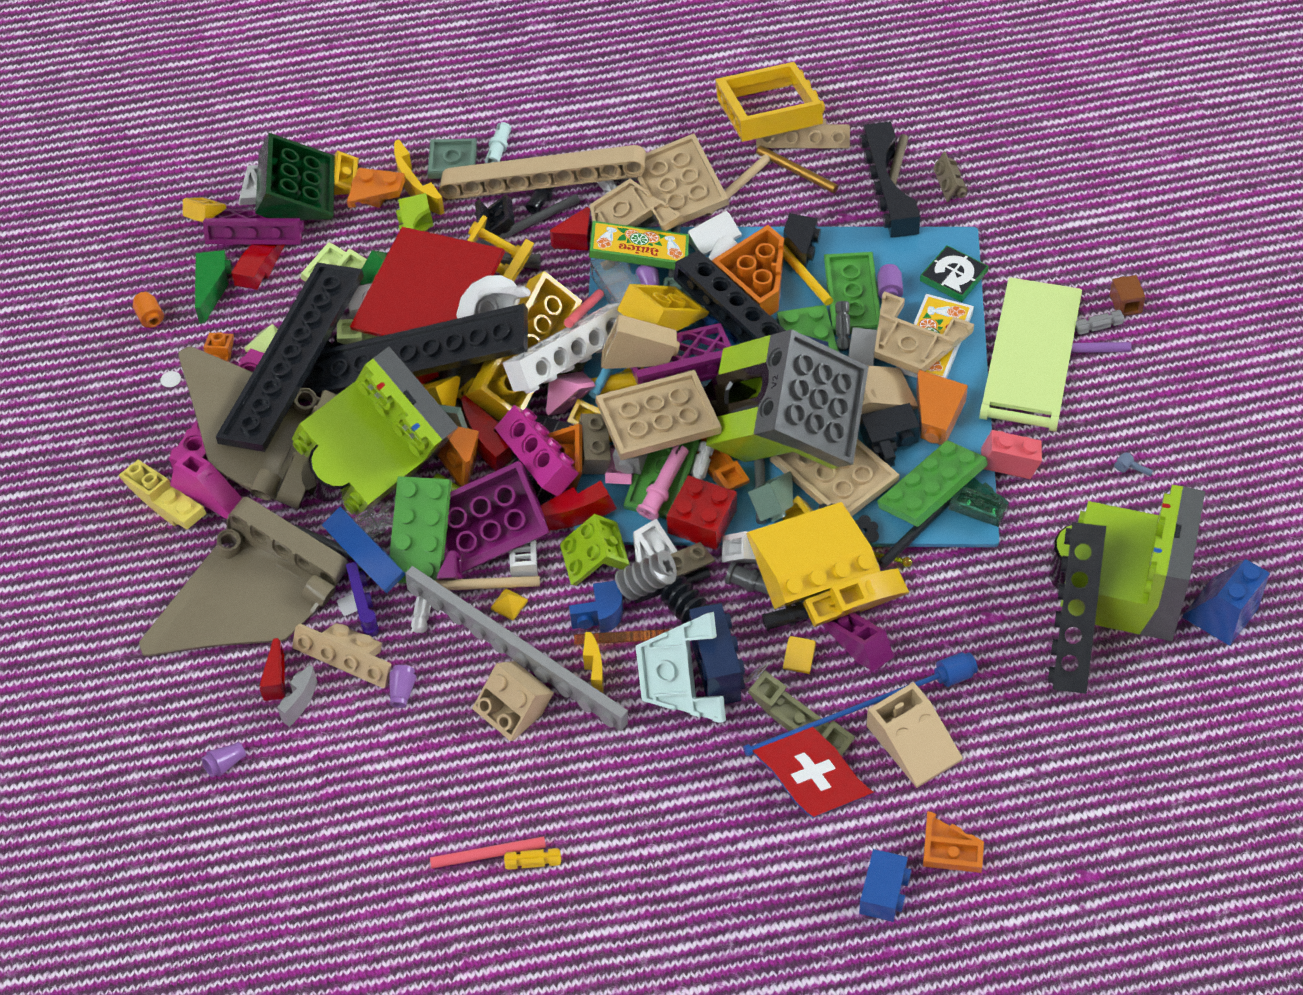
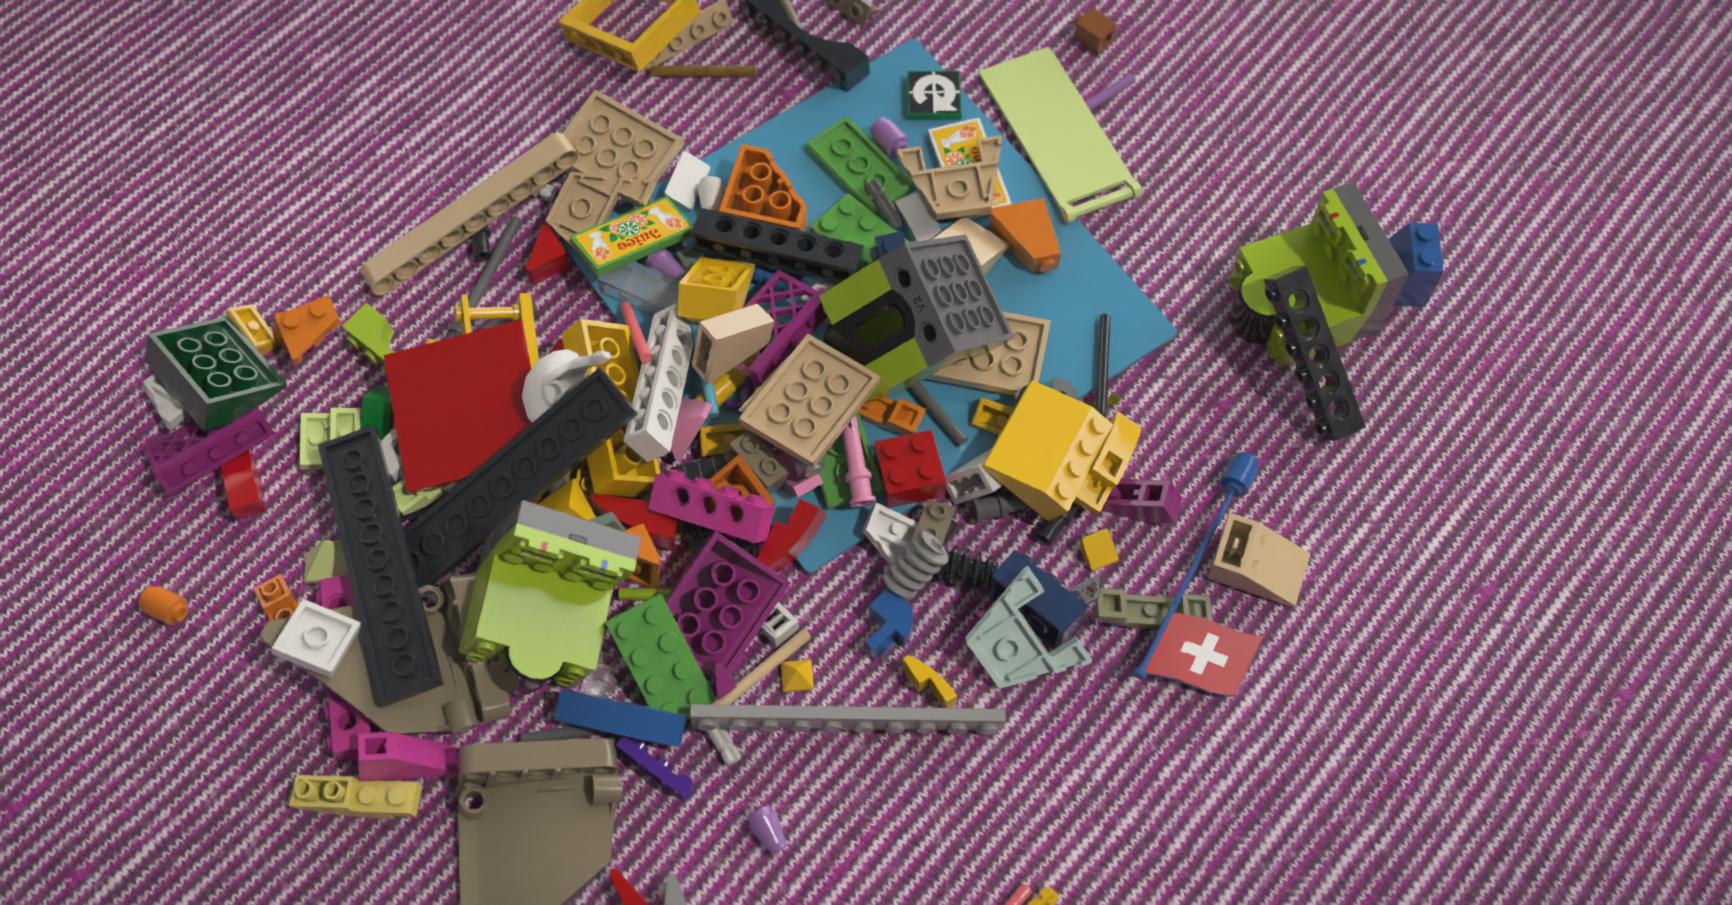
camera: 40 degrees left, 10 degrees up
(170, 379) = (250, 663): white sticker -> none
(201, 208) = (130, 458): yellow slope -> none
(210, 373) = (316, 638): none -> white plate
(211, 281) = (208, 529): green slope -> none
(345, 651) = (683, 830): tan bracket -> none
(347, 605) = (640, 782): white sticker -> none
(412, 184) = (343, 302): yellow slope -> none
(449, 154) = (352, 247): sand green plate -> none
(498, 143) = (391, 208): light aqua pin -> none
(499, 215) = (457, 281): black bracket -> none
(512, 699) = (885, 771): tan slope -> none
(590, 546) = (835, 571): lime bracket -> none
(619, 637) = (935, 632): clear orange bar -> none
(701, 461) = (870, 424): white axle -> none
(745, 177) = (663, 99): tan bar -> none
(773, 497) = (961, 411): sand green slope -> none
(800, 236) = (773, 134): black slope -> none
(807, 277) = (814, 176): yellow bar -> none
(883, 885) = (1347, 718): blue brick -> none
(889, 429) = (1008, 279): black hinge -> none
(932, 483) = (1084, 311): bright green plate -> none
(951, 847) = (1367, 643): orange wing -> none
(980, 503) = (1134, 302): clear green wing -> none
(1012, 454) = (1125, 241): coral brick -> none
(1099, 322) = (1089, 69): light grey axle -> none
(1127, 460) = (1216, 190): sand blue hand -> none

